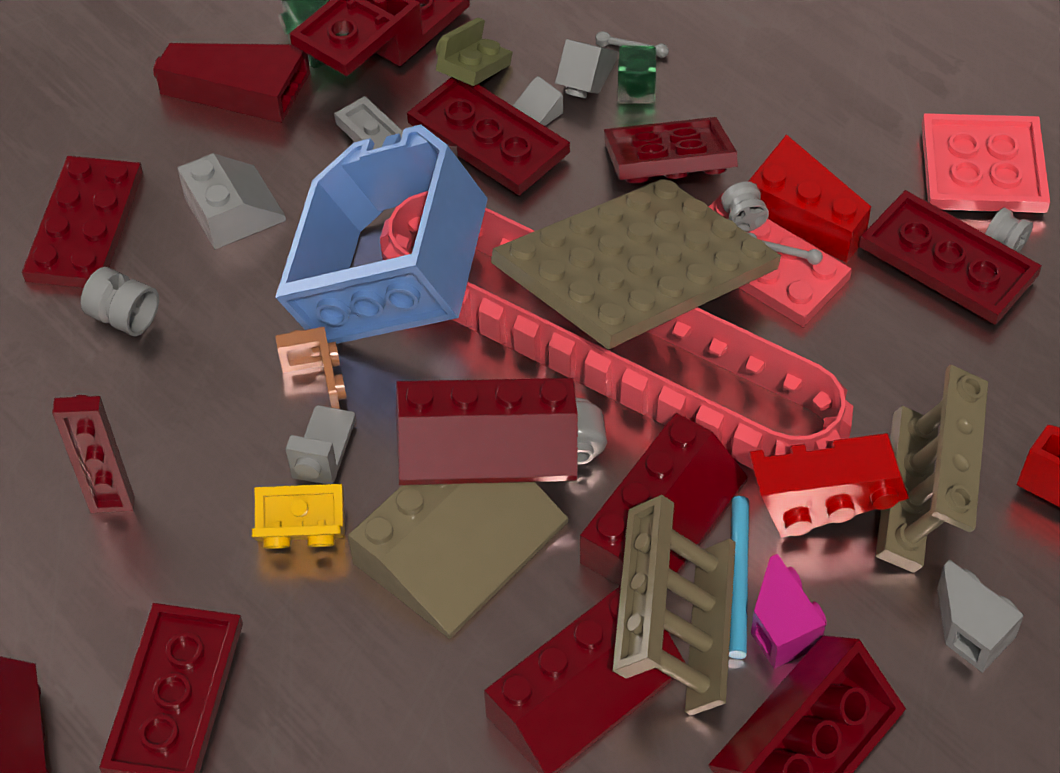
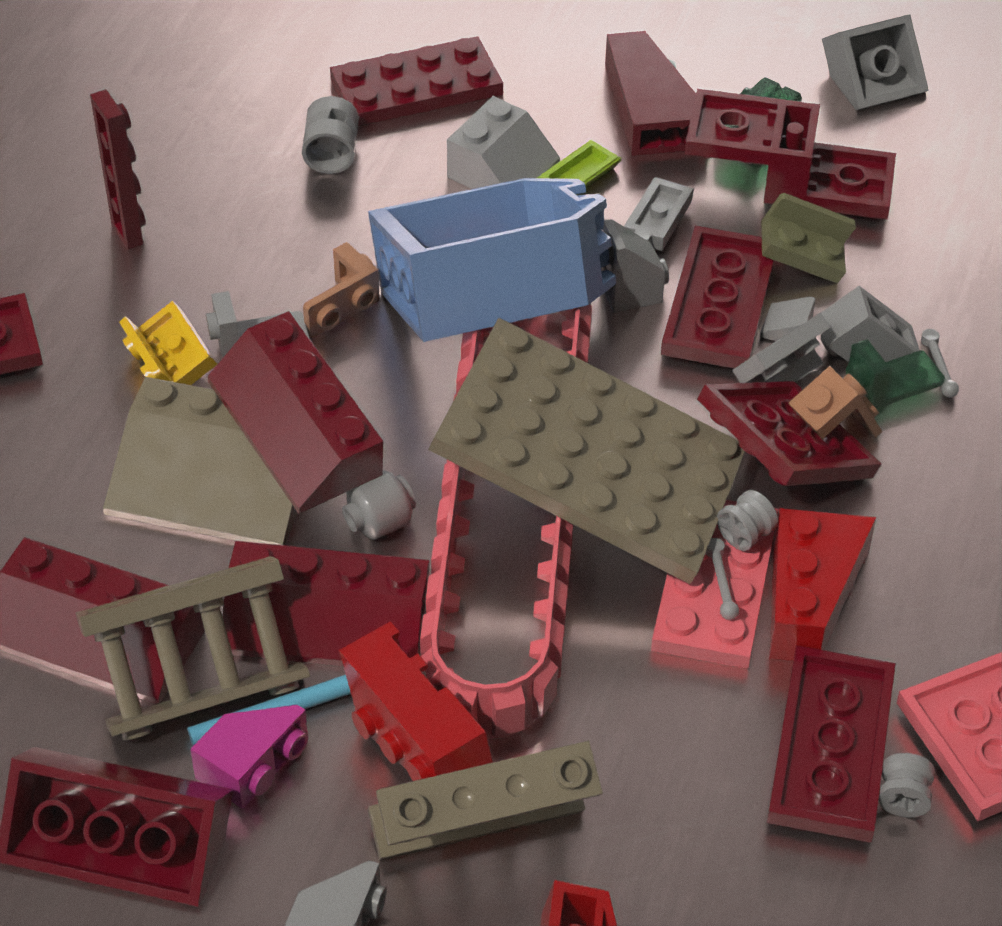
camera: 60 degrees right, 5 degrees down
(281, 160) = (586, 164): none -> lime tile
(585, 119) = (786, 358): none -> light grey bracket
(665, 108) = (831, 400): none -> nougat bracket

